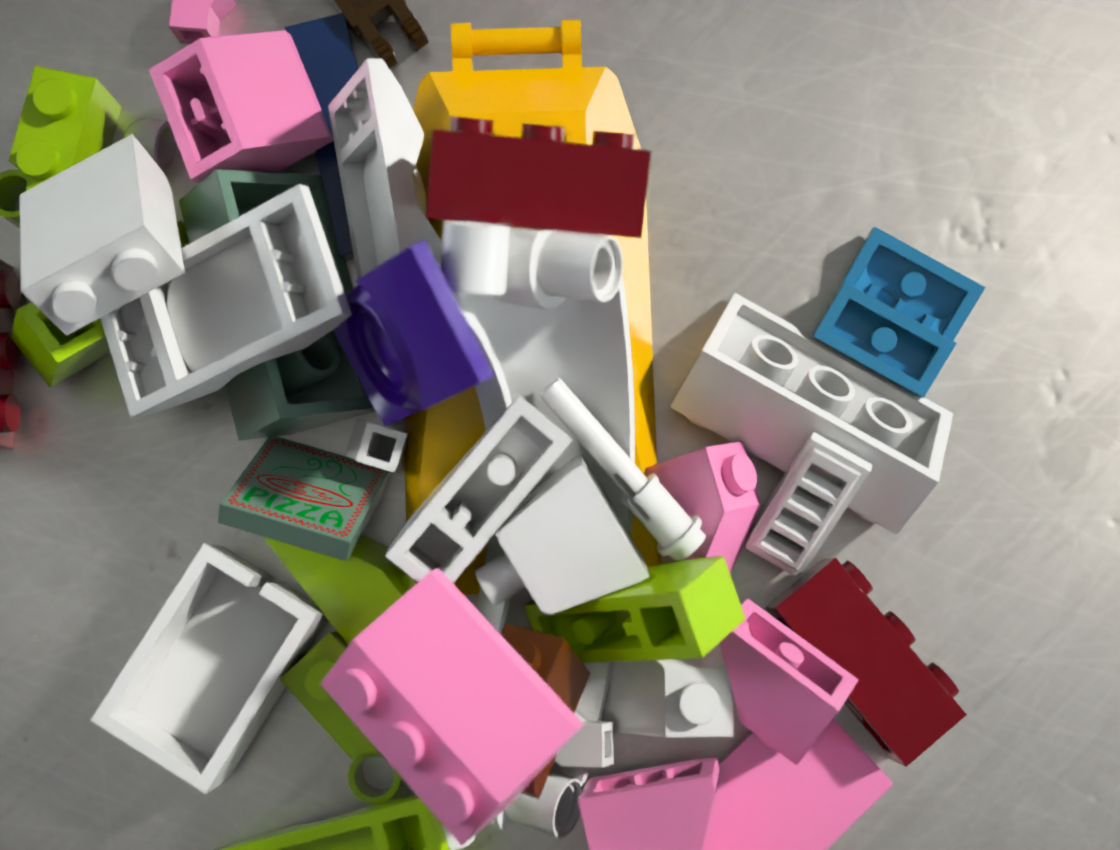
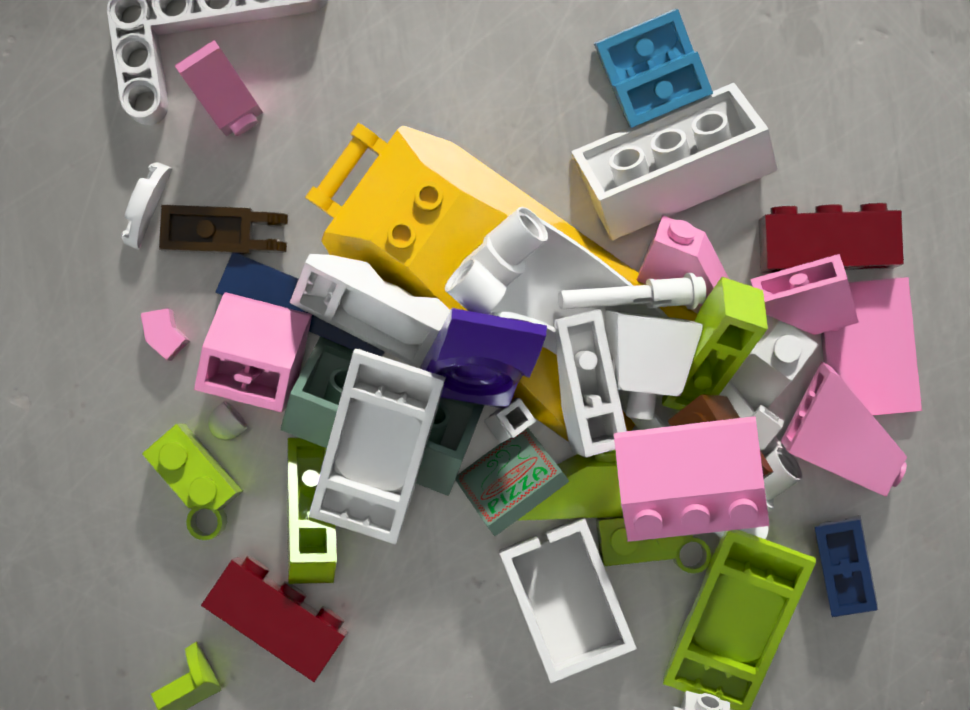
camera: 50 degrees left, 5 degrees up
(98, 235) = (283, 484): white brick -> none
(538, 179) = (451, 221): dark red brick -> none
(788, 540) = (735, 231): white slope -> none

